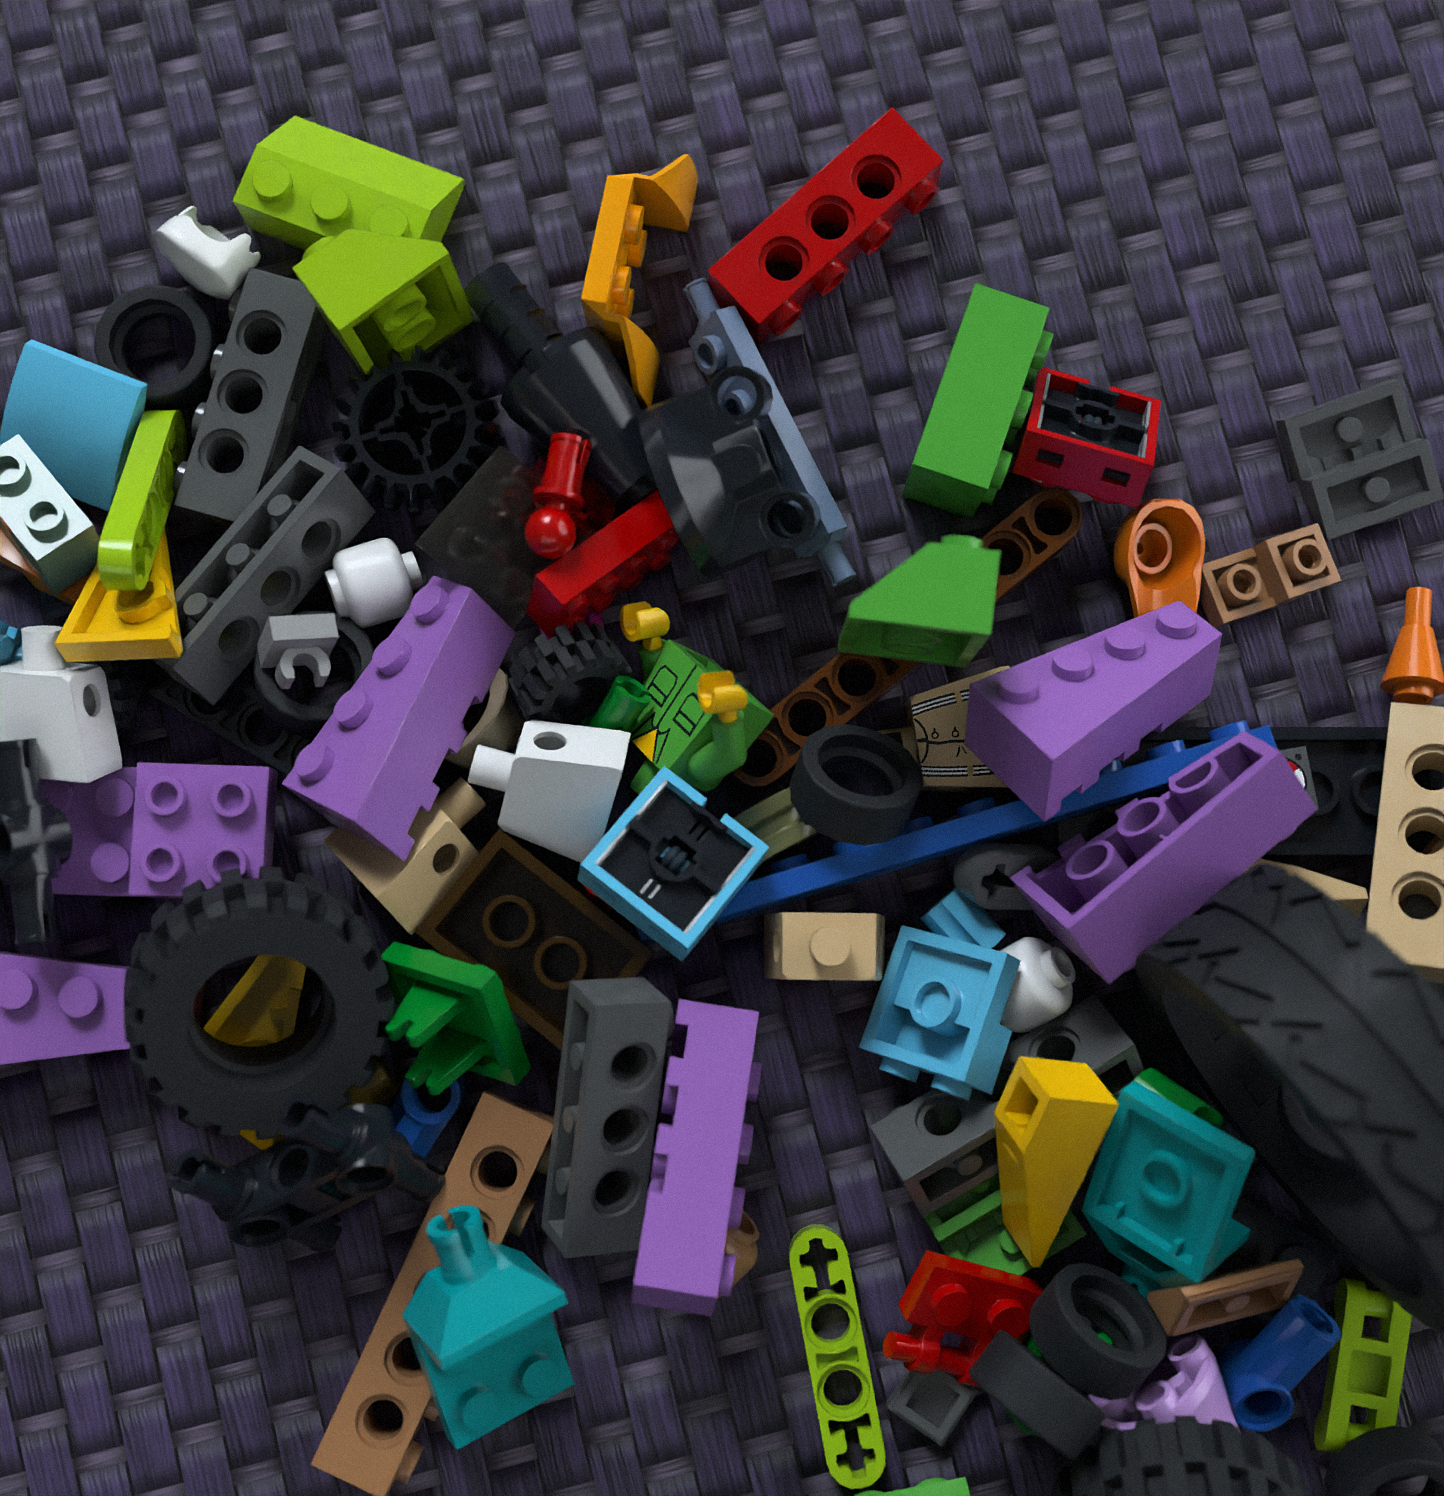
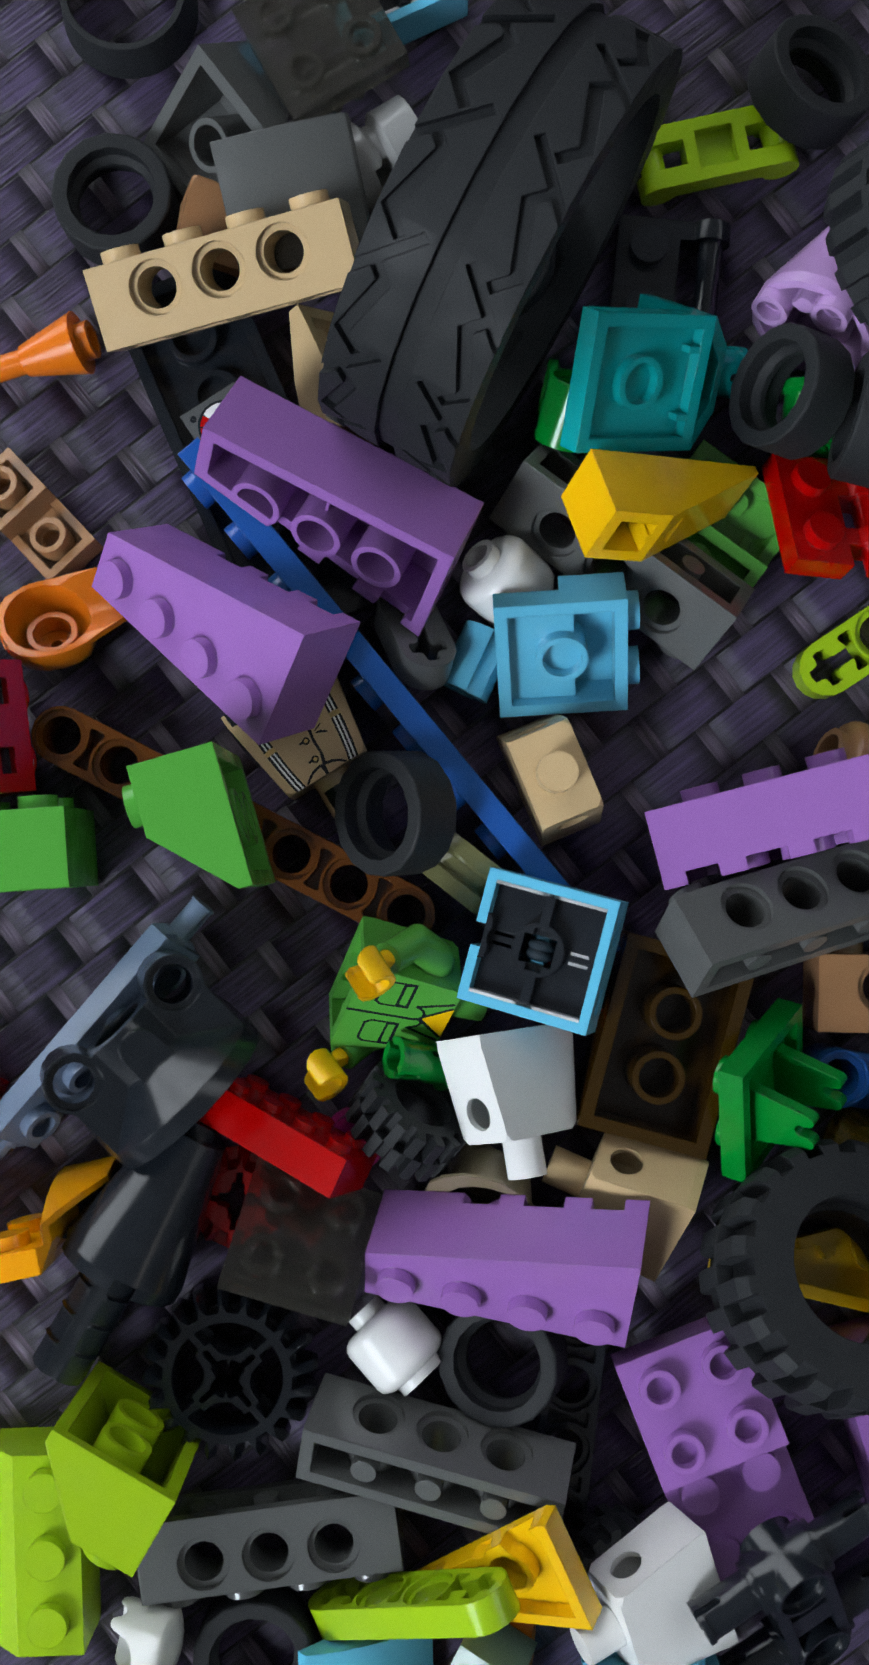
camera: 120 degrees left, 5 degrees up
(298, 642) = (485, 1394): light grey tile -> none
(551, 529) = (278, 1203): red pin -> none
(1226, 1296) = (707, 288): medium nougat slope -> none
(1267, 1367) = (752, 233): blue piece -> none

